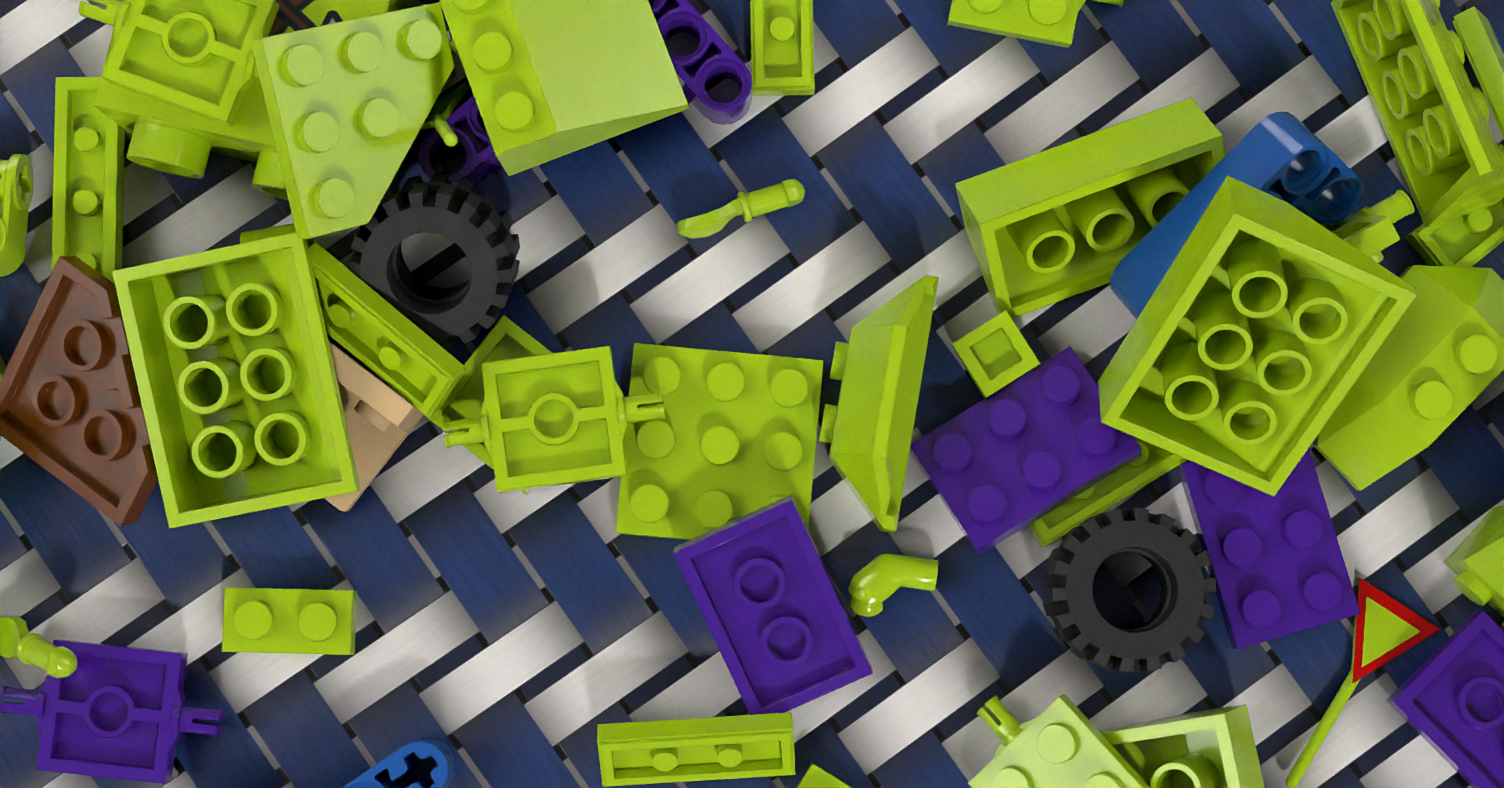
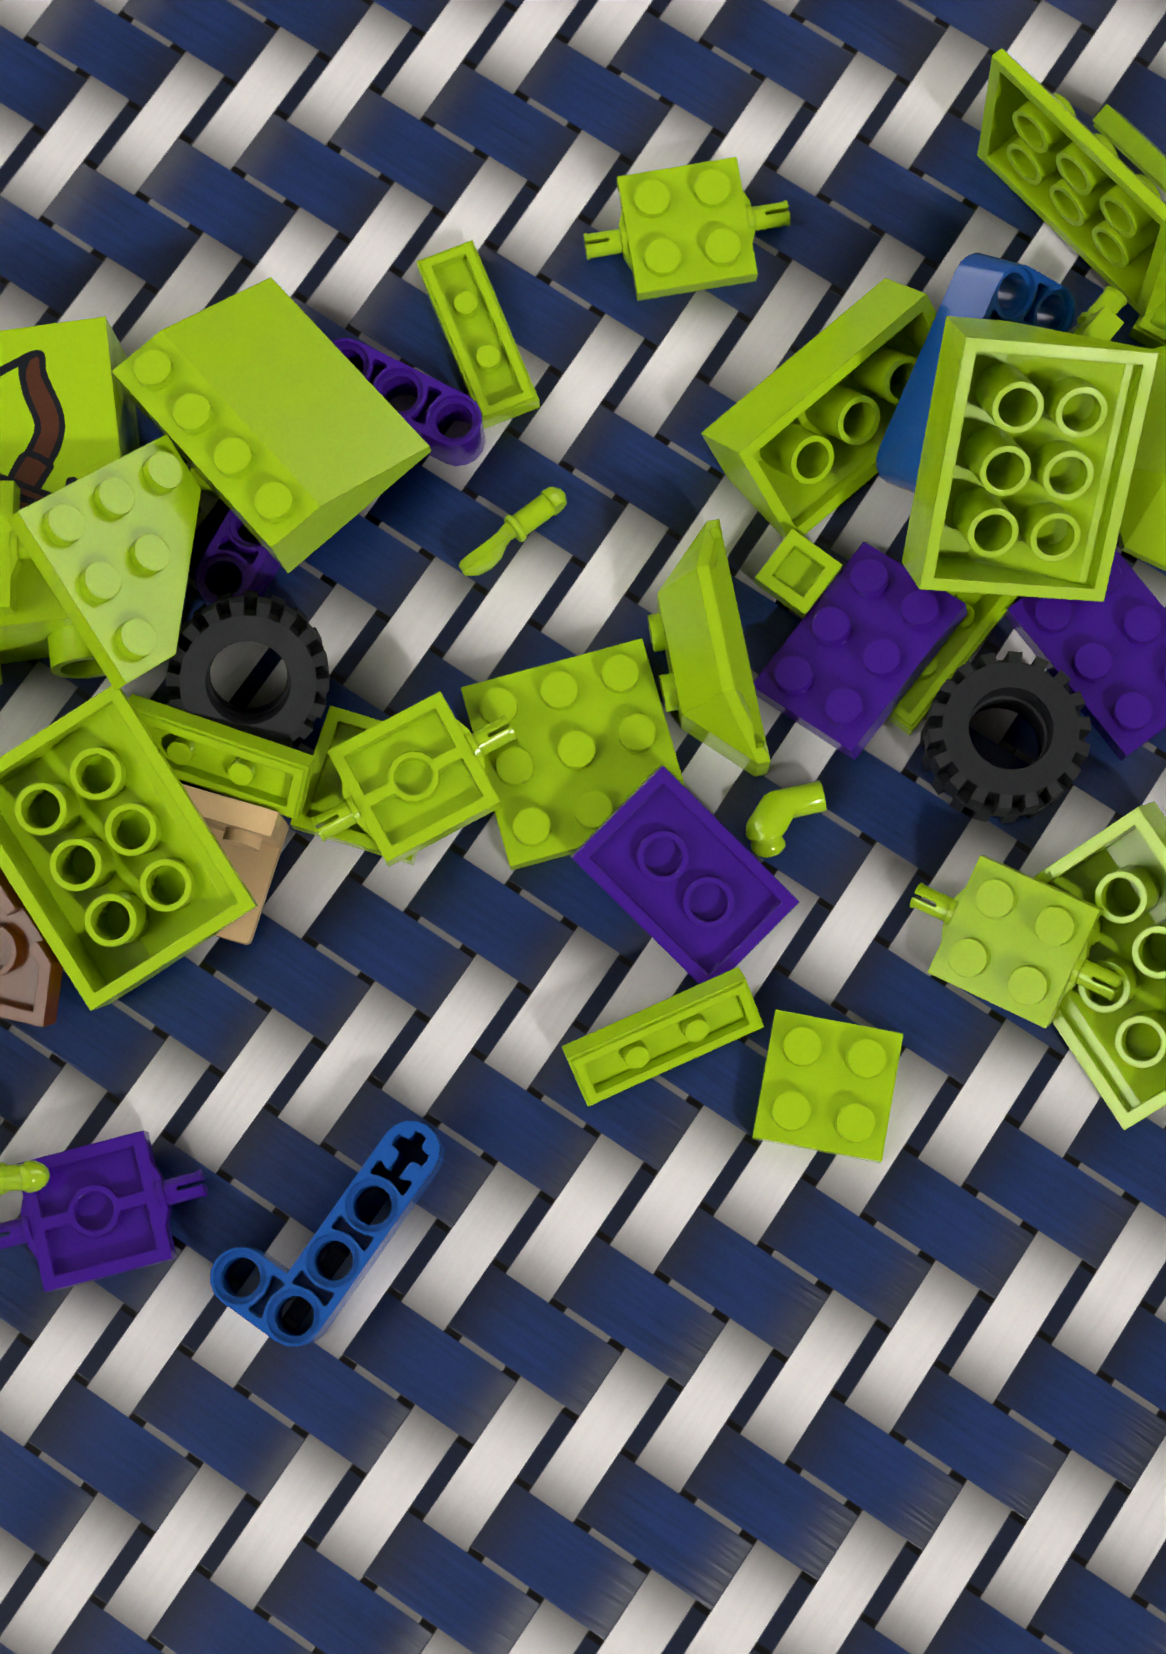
camera: 15 degrees left, 5 degrees down
(289, 621) = (233, 1065): lime plate -> none
(440, 112) = (205, 541): lime piece -> none

